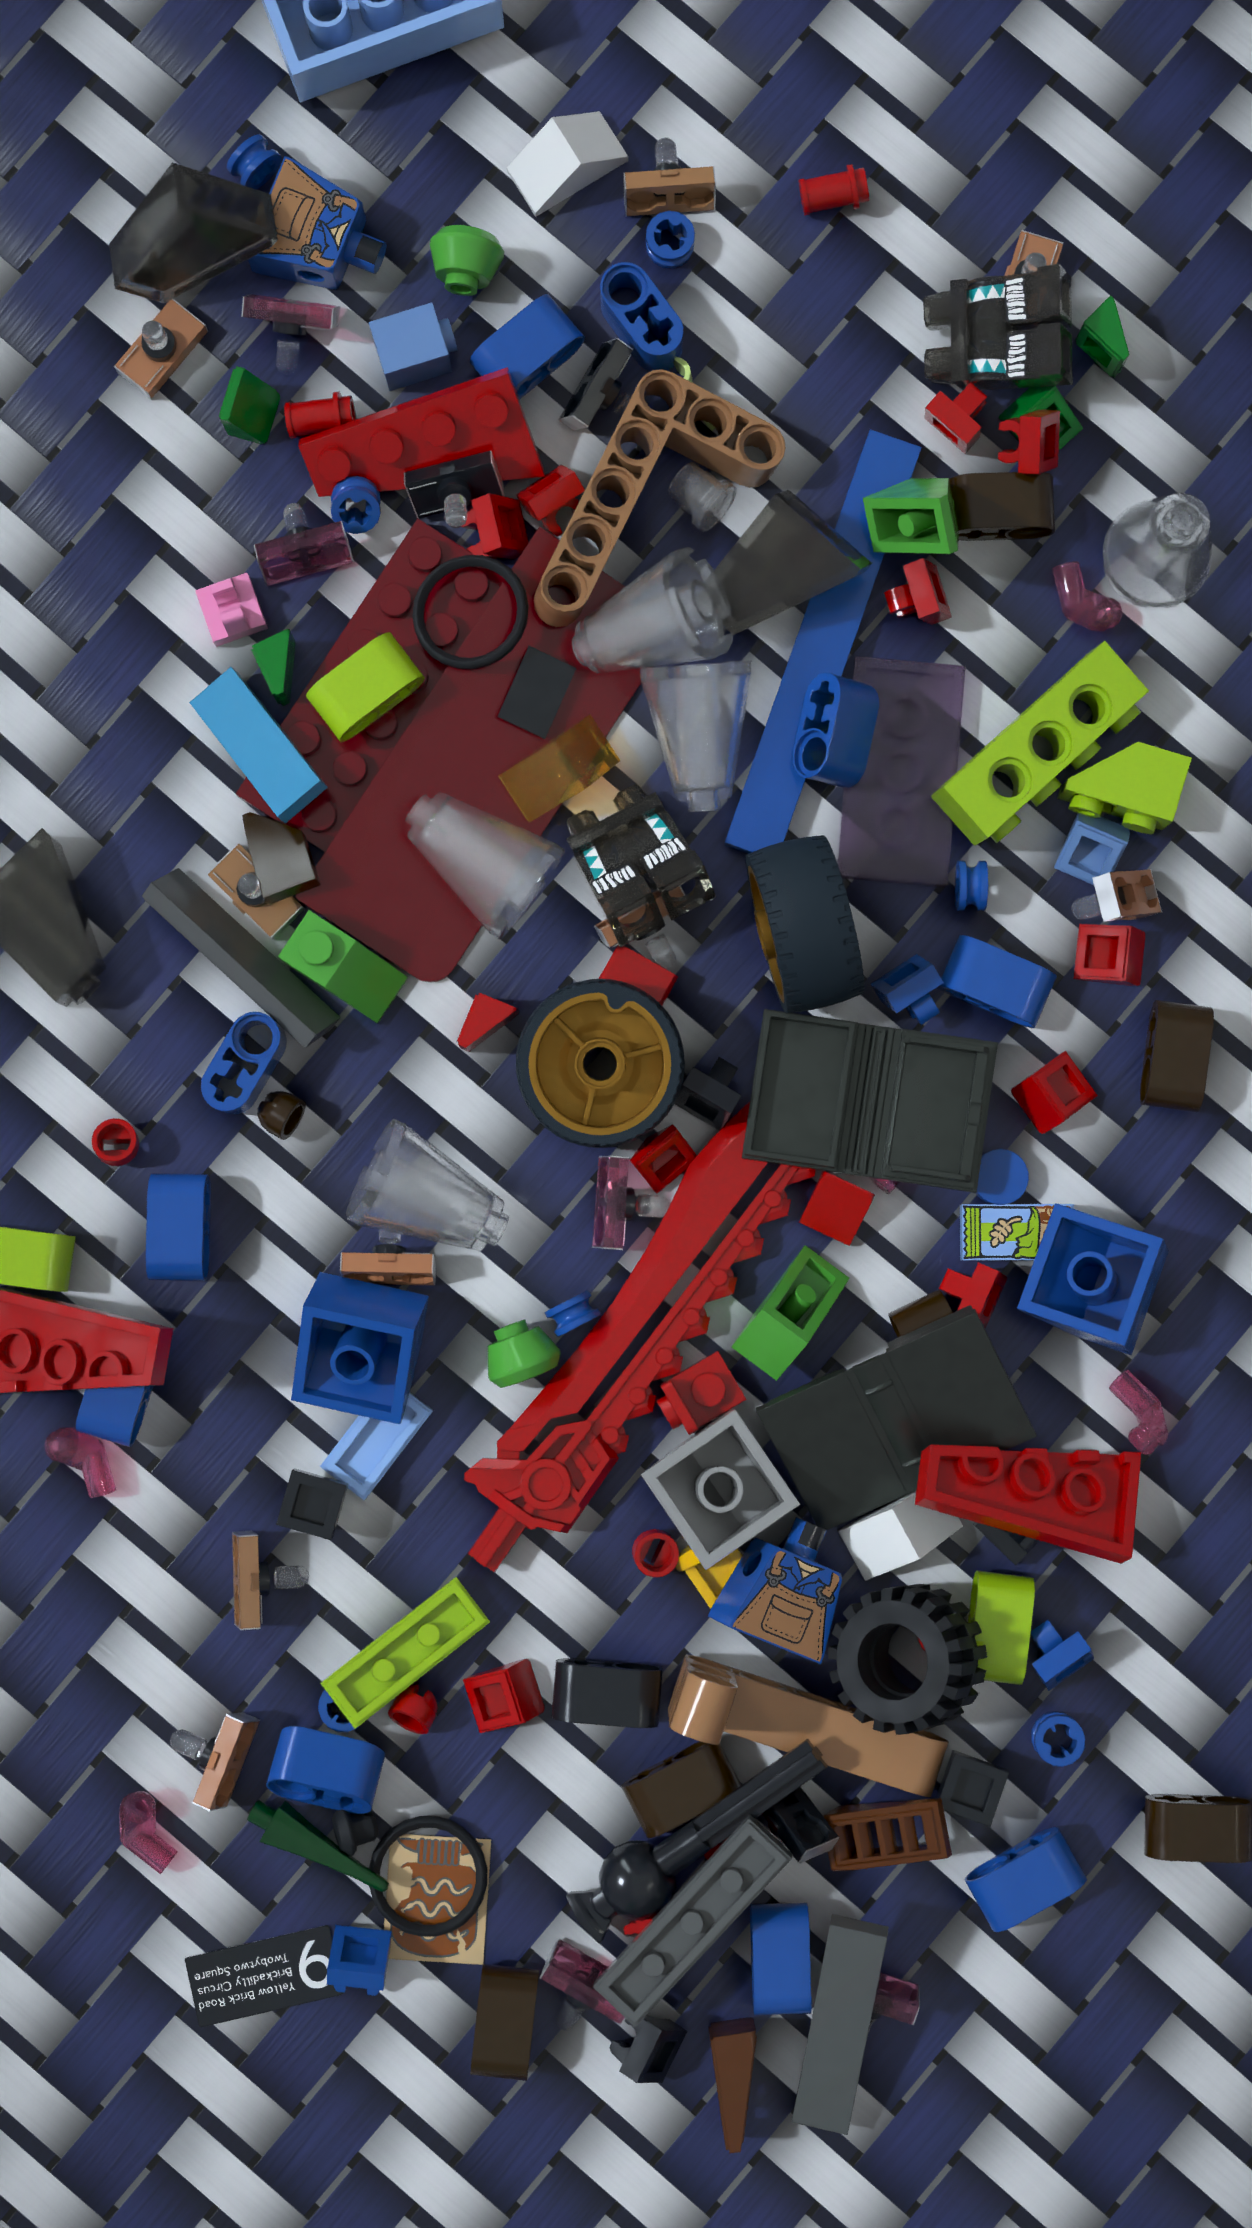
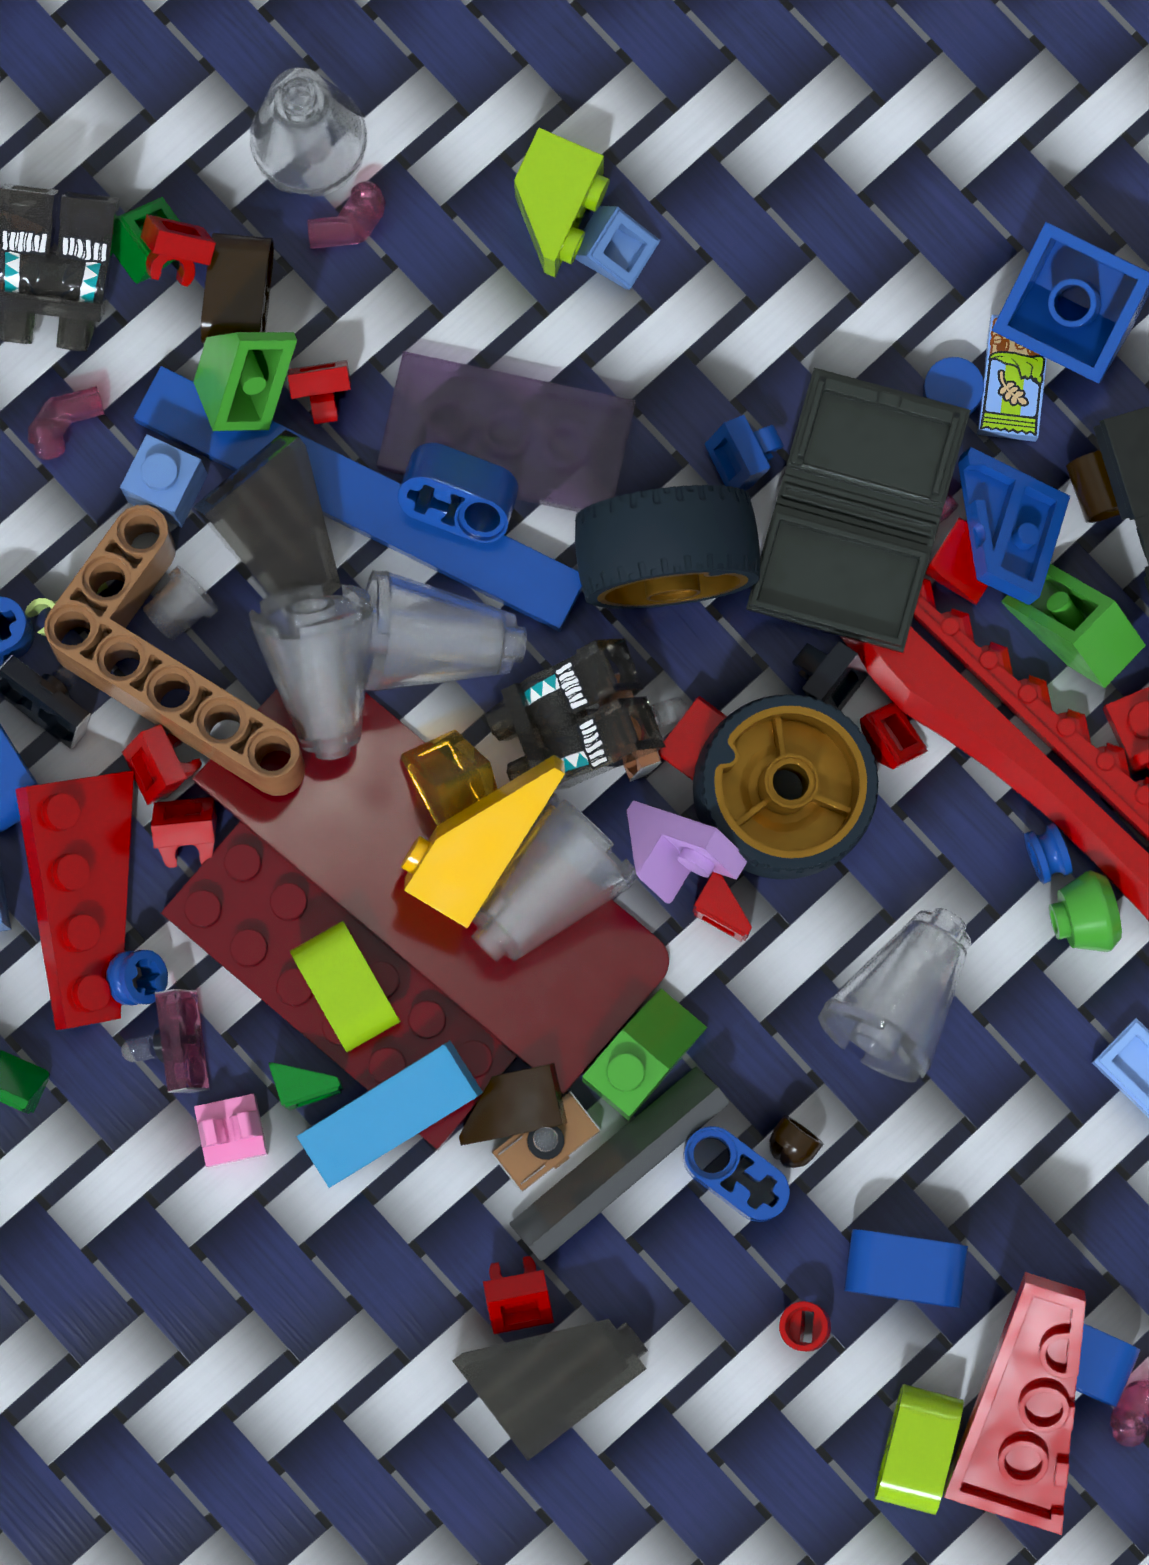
camera: 80 degrees left, 5 degrees down
(108, 883) = (517, 1299): none -> red tile
(318, 415) = (30, 1005): red pin -> none
(358, 1347) = (1060, 1084): blue slope -> none
(389, 1264) = (973, 1044): nougat piece -> none
(448, 567) = (327, 890): black tyre -> none
(452, 486) = (134, 867): black piece -> none
(506, 784) = (474, 846): none -> yellow slope
(526, 964) = (672, 846): none -> lavender slope
(536, 692) = (371, 806): black piece -> none
(617, 1203) = (935, 790): clear pink piece -> none
(812, 463) = (164, 479): none -> medium blue brick
(864, 361) = (57, 416): none -> clear pink arm
(874, 1242) = (1010, 524): none -> blue wing
(957, 417) = (136, 323): red tile -> none
(971, 885) = (640, 375): blue bush -> none
(979, 1291) = (1075, 425): red tile -> none
(997, 981) = (746, 361): blue beam -> none
(1053, 1093) = (870, 321): red slope -> none
(1099, 681) = (541, 361): lime brick -> none
(1104, 338) = (72, 158): green slope -> none
(1109, 954) = (730, 244): red slope -> none
(1120, 897) = (674, 221): piece -> none
(1176, 1056) = (848, 188): dark brown beam -> none

